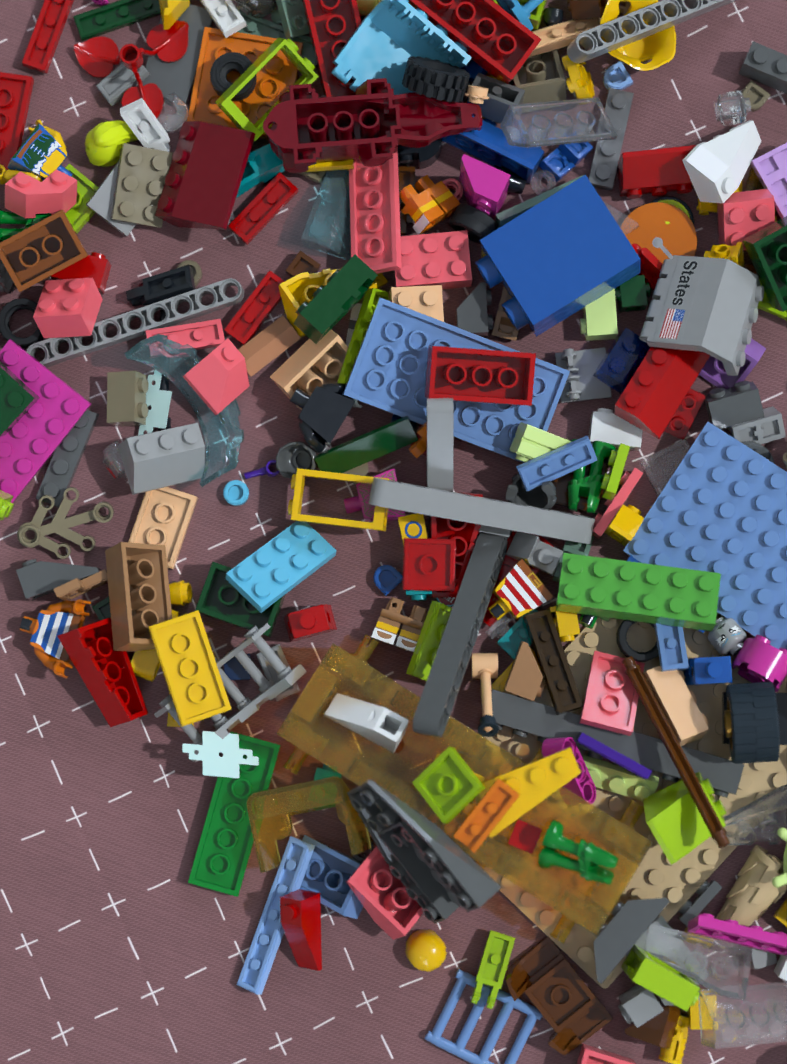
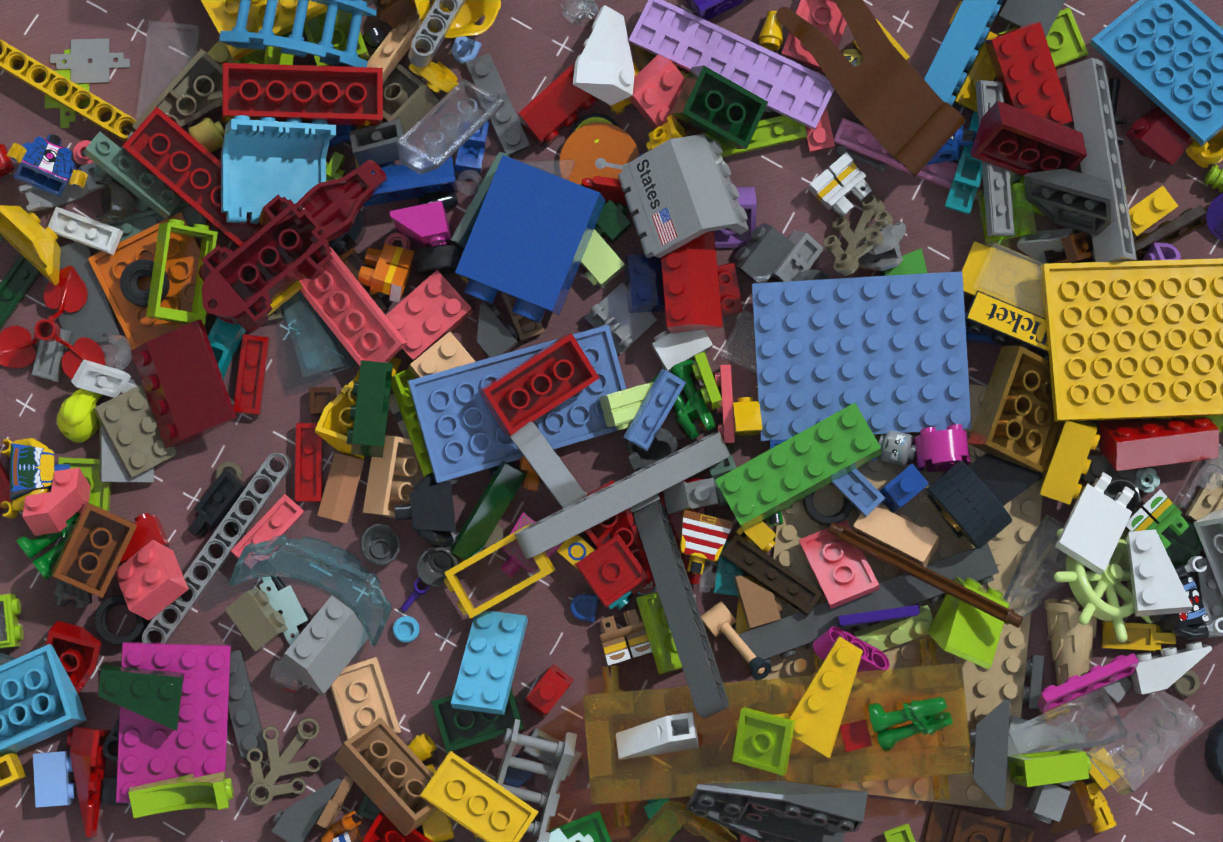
camera: 40 degrees left, 0 degrees up
(219, 376) = (321, 543): coral slope -> none
(264, 411) = (380, 544): none -> dark grey hair
(435, 79) = (319, 164): black tyre -> none
(477, 94) = (362, 152): light nougat plate -> none
(486, 815) = (812, 742): orange hinge -> none

